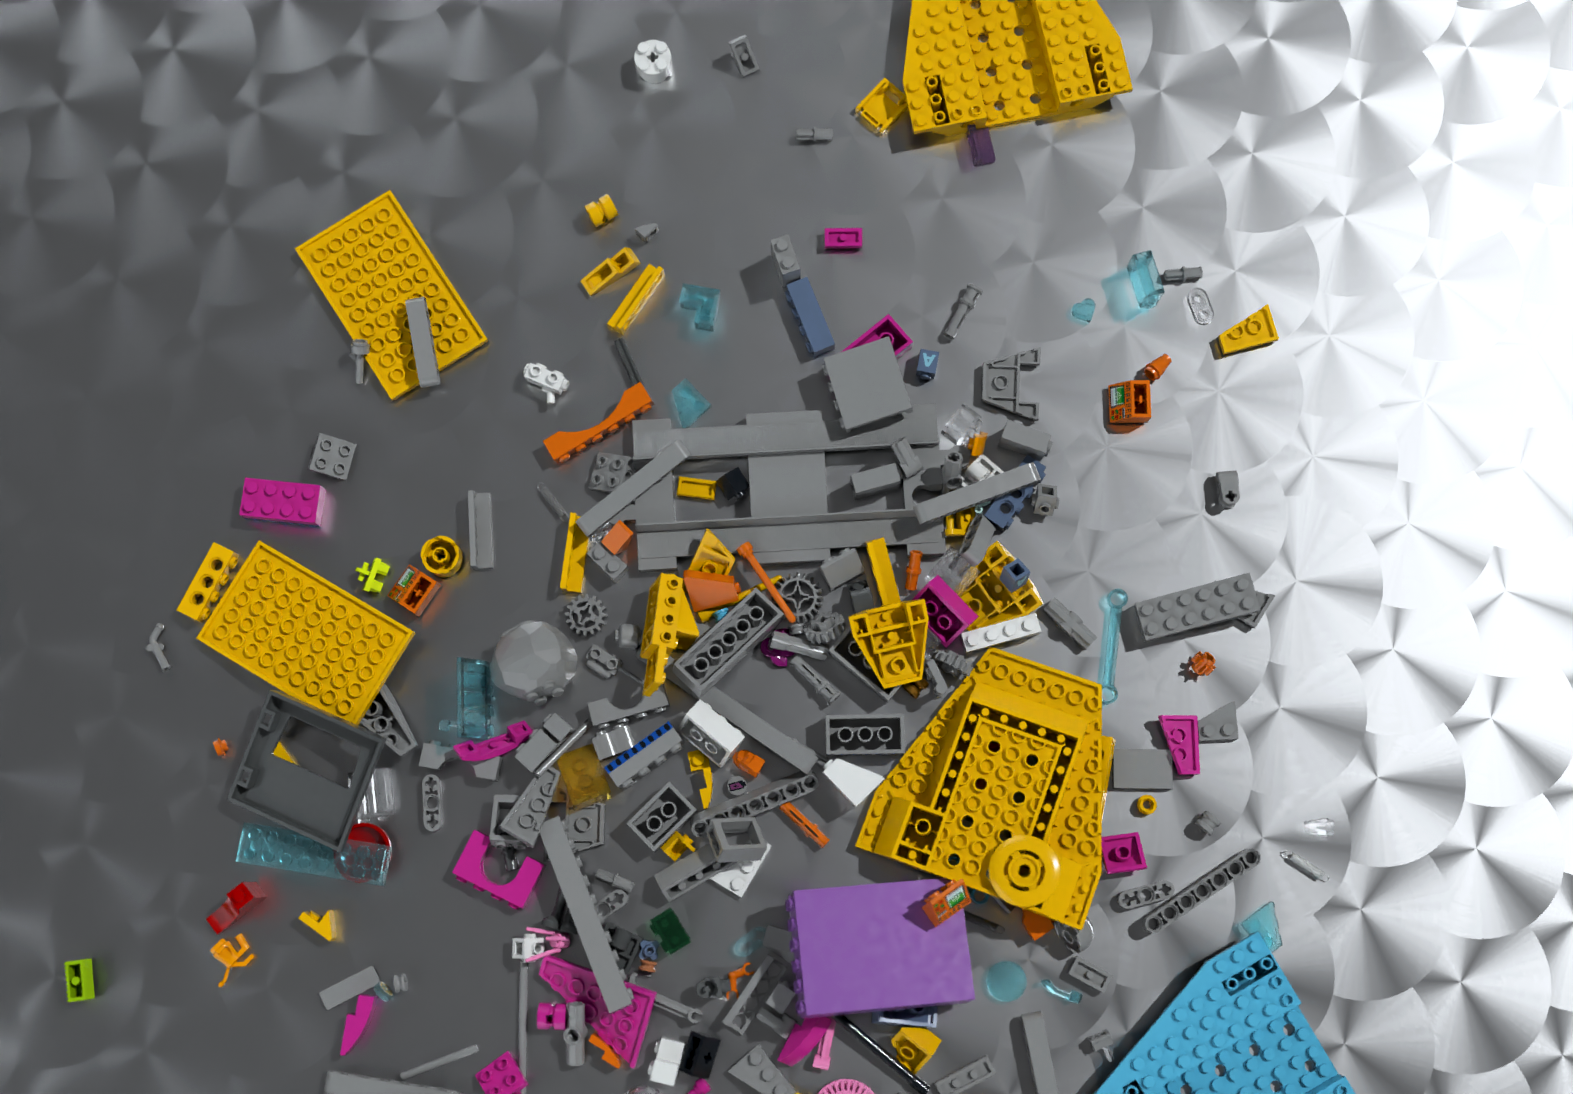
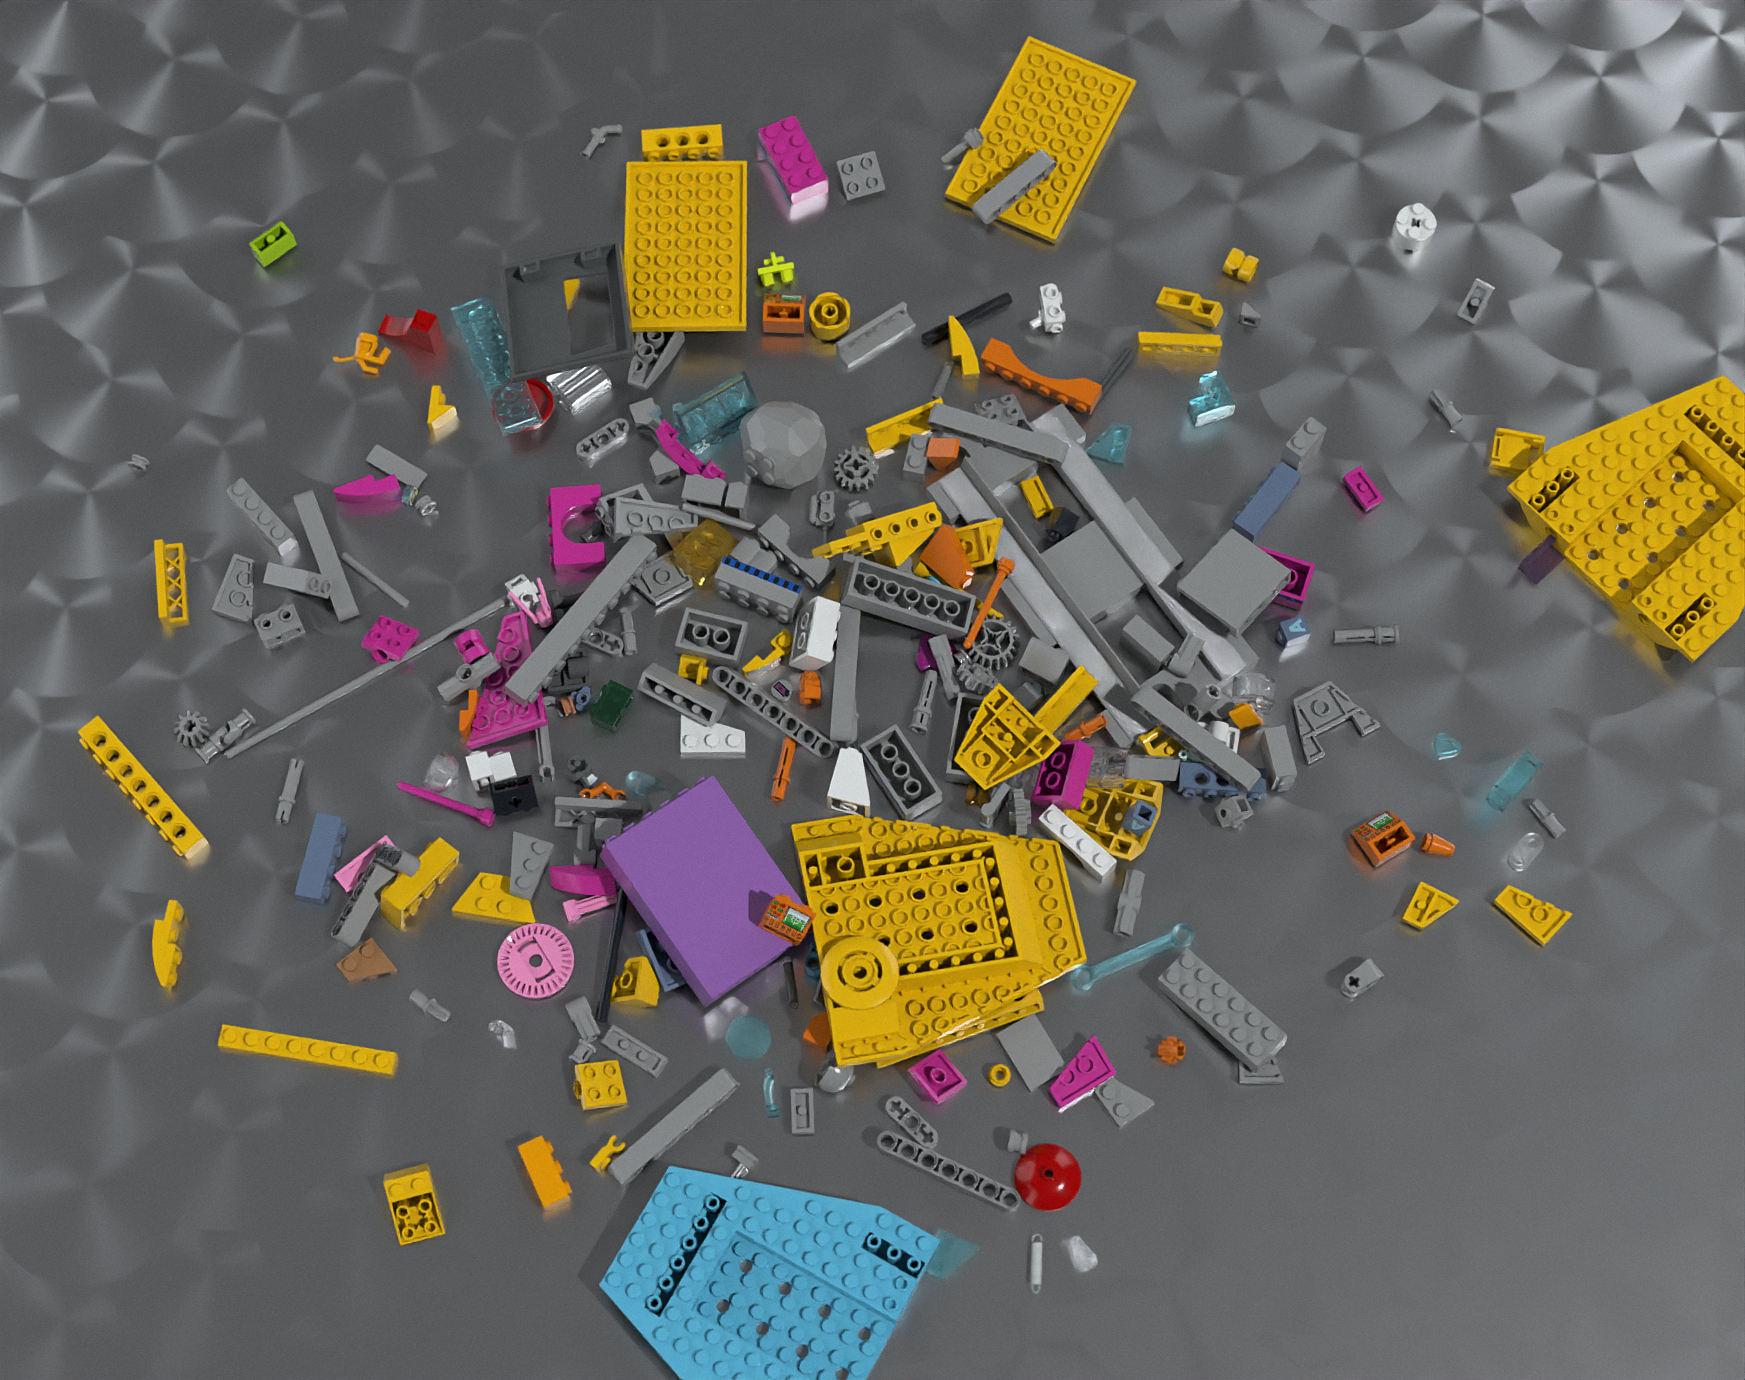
camera: 55 degrees right, 10 degrees down
(220, 747) = (543, 238): orange plate -> none
(510, 449) = (968, 318): none -> black axle
(537, 469) = (962, 350): none -> yellow slope
(736, 853) = (720, 717): light grey window -> none
(1200, 404) = (1427, 906): none -> yellow wing
(1232, 811) = (1045, 1192): none -> red dish

